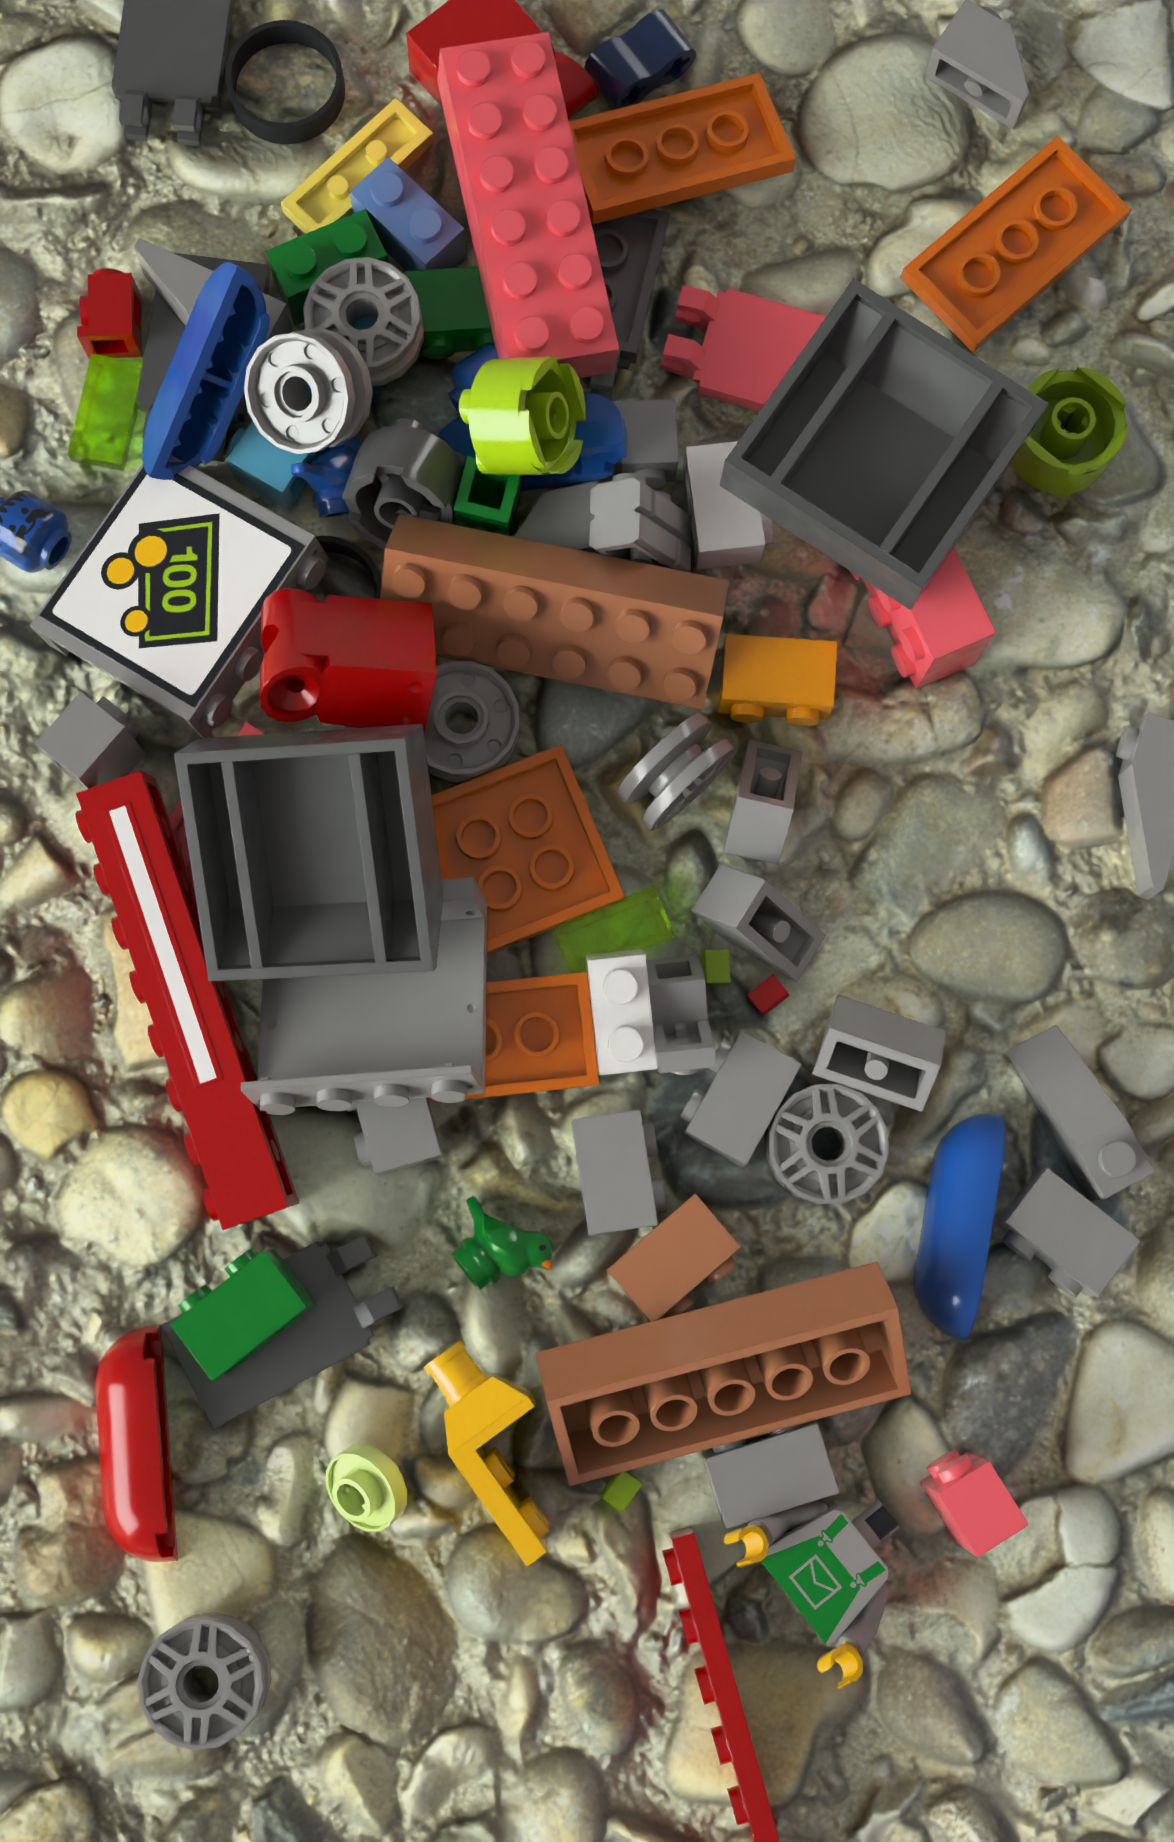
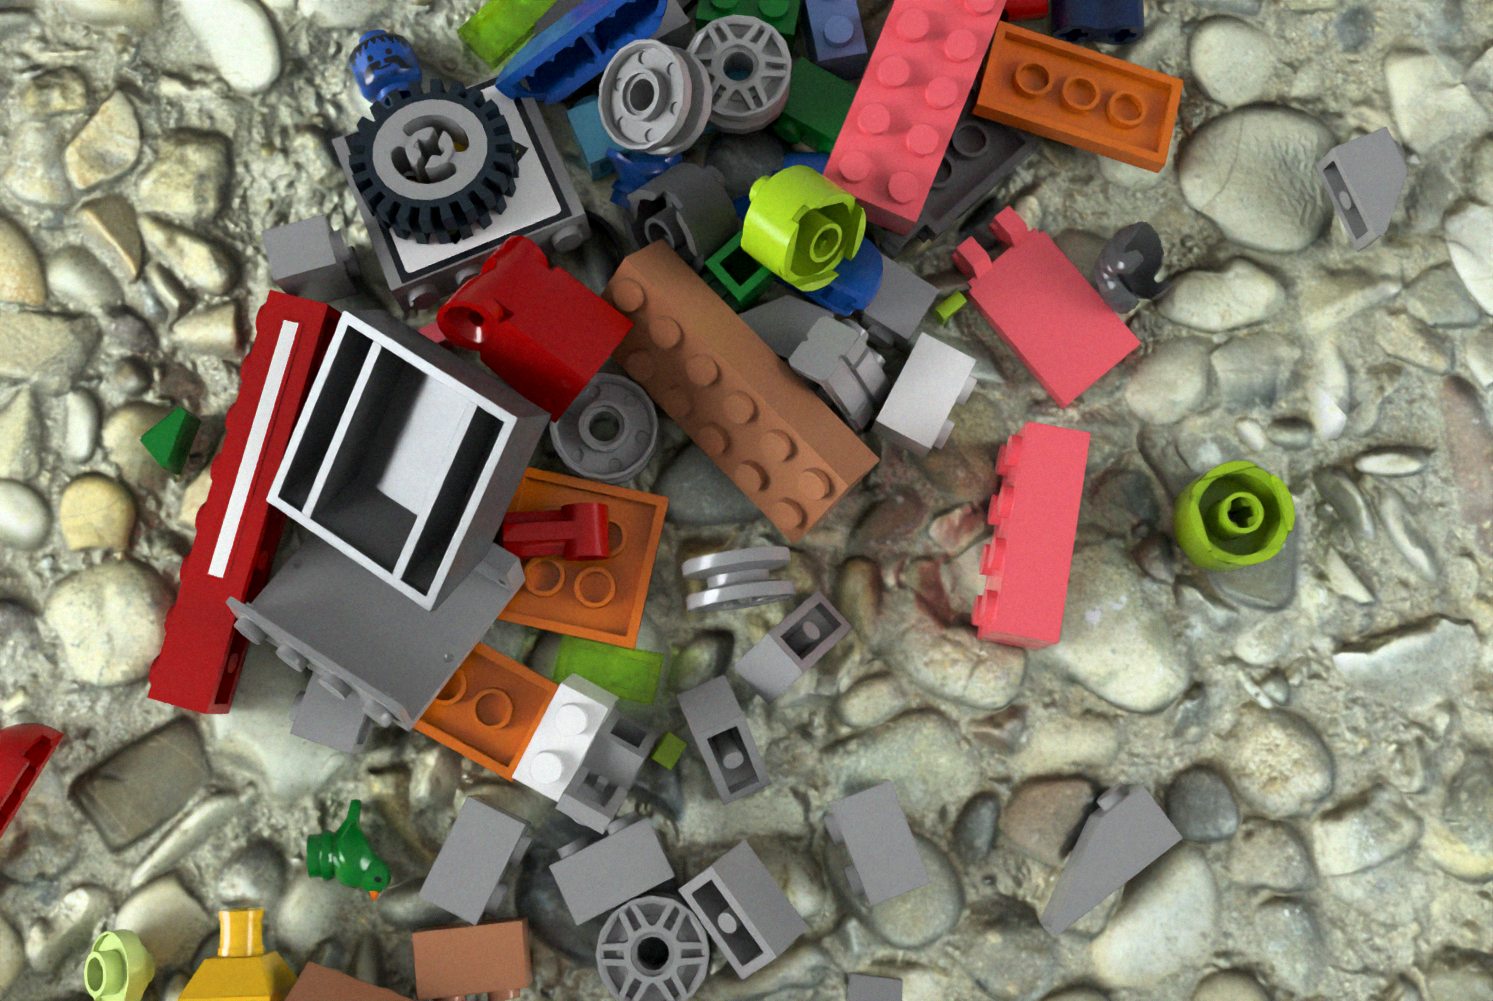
camera: 30 degrees right, 0 degrees up
(72, 994) = (172, 439): none -> green slope
(187, 581) = (419, 138): none -> wheel
(241, 1313) = (115, 772): green brick -> none
(308, 1346) = (142, 799): dark grey tile -> none
(501, 829) = (574, 533): none -> red piece
(690, 412) = (949, 307): none -> lime piece
(767, 995) = (693, 800): red piece -> none
(777, 679) = (870, 559): light orange brick -> none
(825, 267) = (1129, 268): none -> dark grey hair
(881, 443) = (1067, 433): dark grey slope -> none
(953, 920) = (877, 843): none -> light grey brick
(1015, 243) = (1295, 342): orange plate -> none

